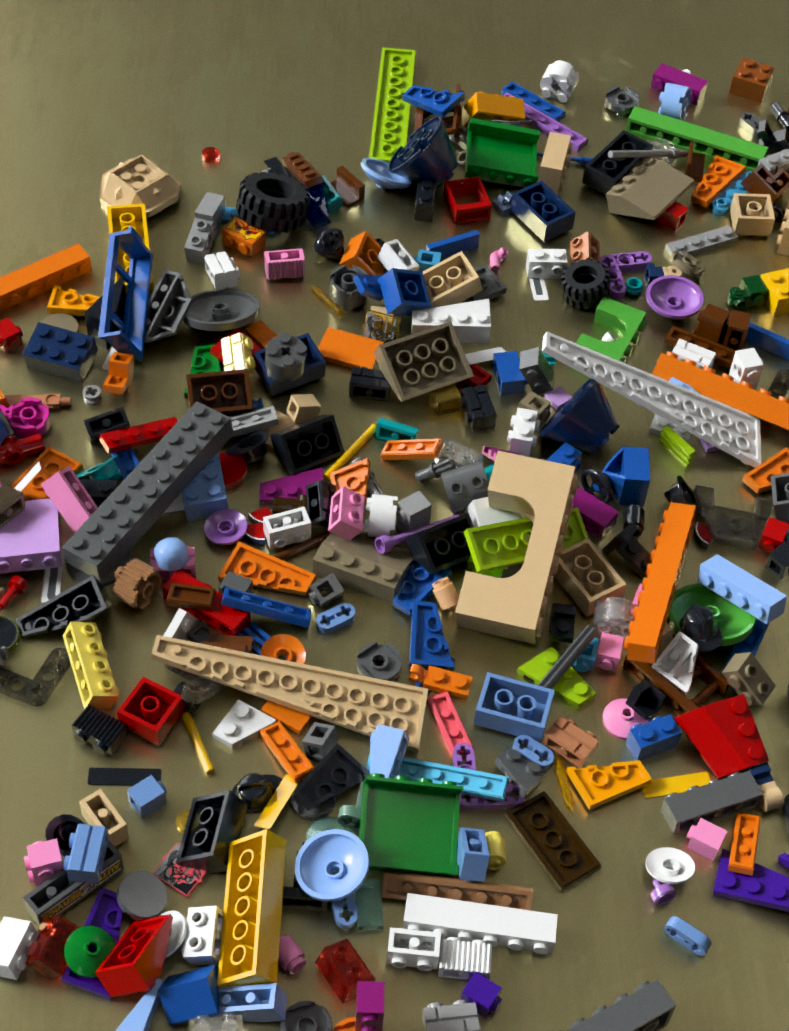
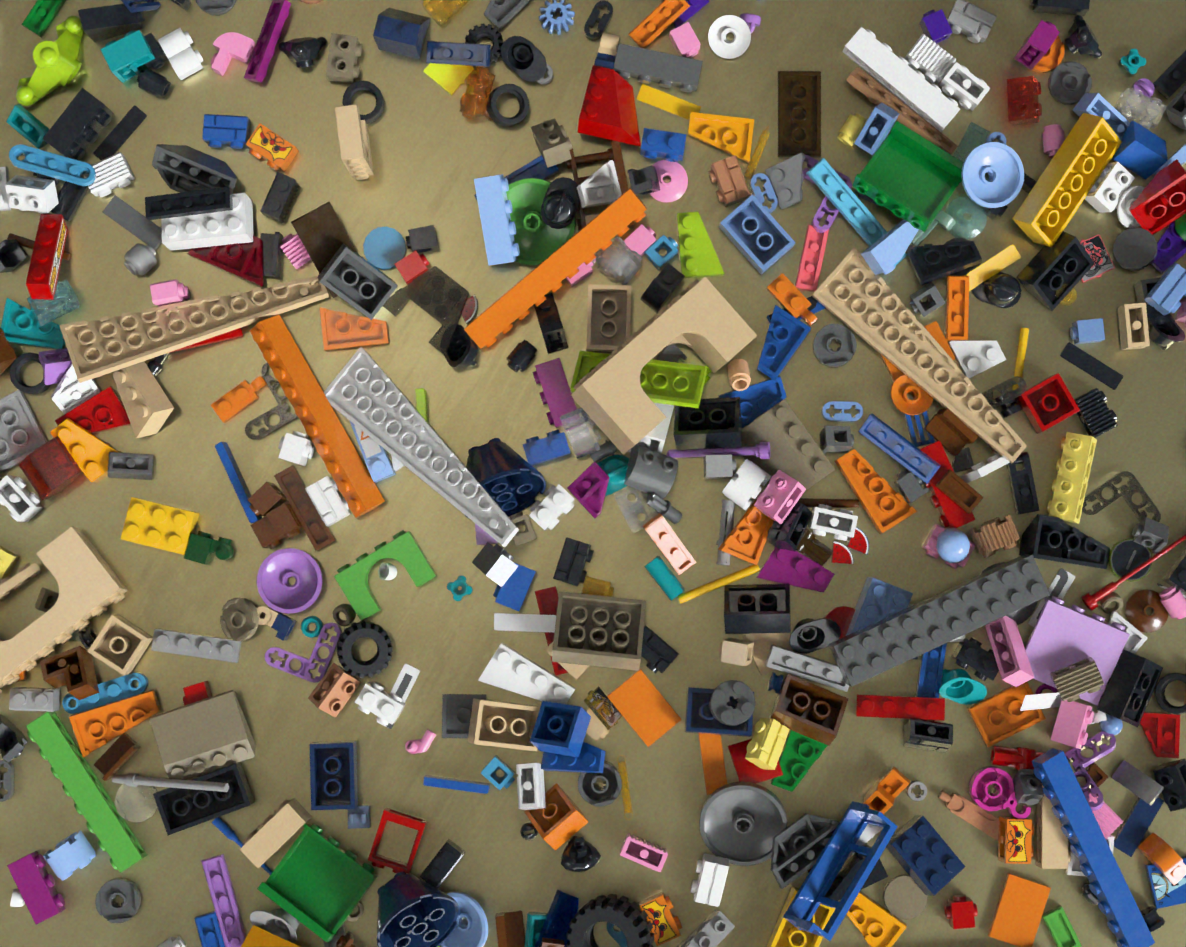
camera: 140 degrees left, 35 degrees up
(132, 641) = (1023, 485): none -> black plate
(223, 520) = (892, 561): medium lavender dish -> none
(568, 657) = (689, 246): dark grey axle -> none
(623, 477) = (500, 398): blue piece -> none

